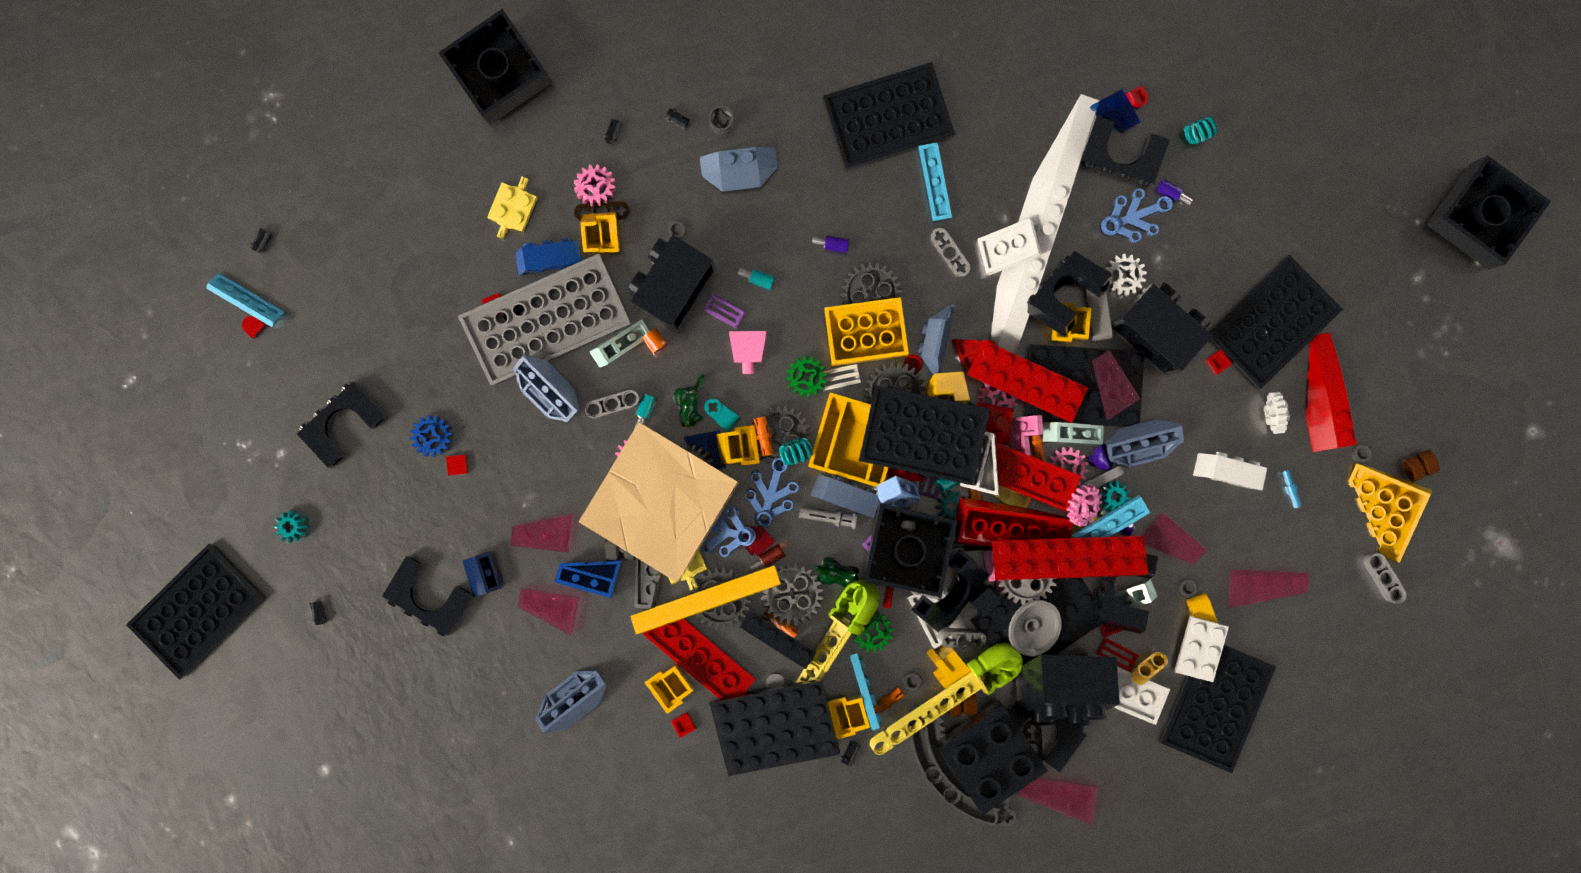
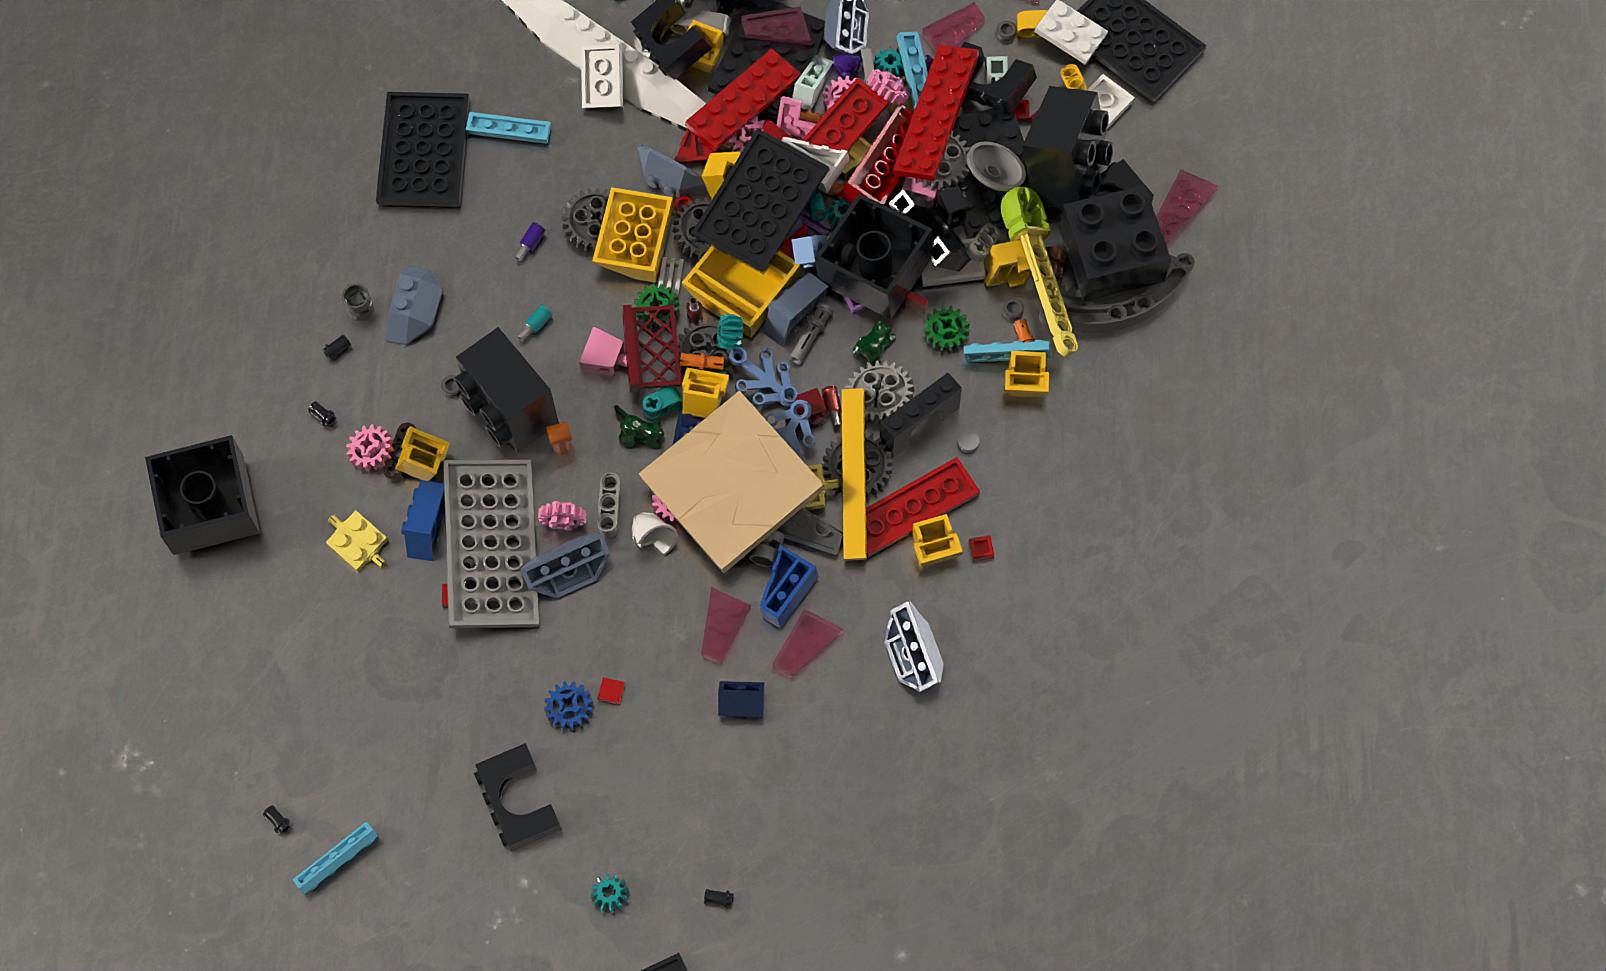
camera: 70 degrees left, 20 degrees down
(252, 326) = (367, 862): red tile -> none
(401, 594) = (731, 795): black arch -> none
(585, 370) = (562, 515): none -> bright pink gear
(601, 445) = (650, 529): none -> white helmet
(619, 344) = (547, 475): light aqua slope -> none
(645, 408) = (628, 476): teal piece -> none
(710, 303) = (575, 361): medium lavender tile -> none
(754, 373) = (632, 347): none -> dark red fence
(775, 727) = (1014, 450): black plate -> none
(809, 408) = (694, 311): none -> clear red piece
(850, 753) = (1069, 390): black pin -> none
(861, 601) = (905, 315): piece -> none
(962, 261) = (598, 128): light grey beam -> none

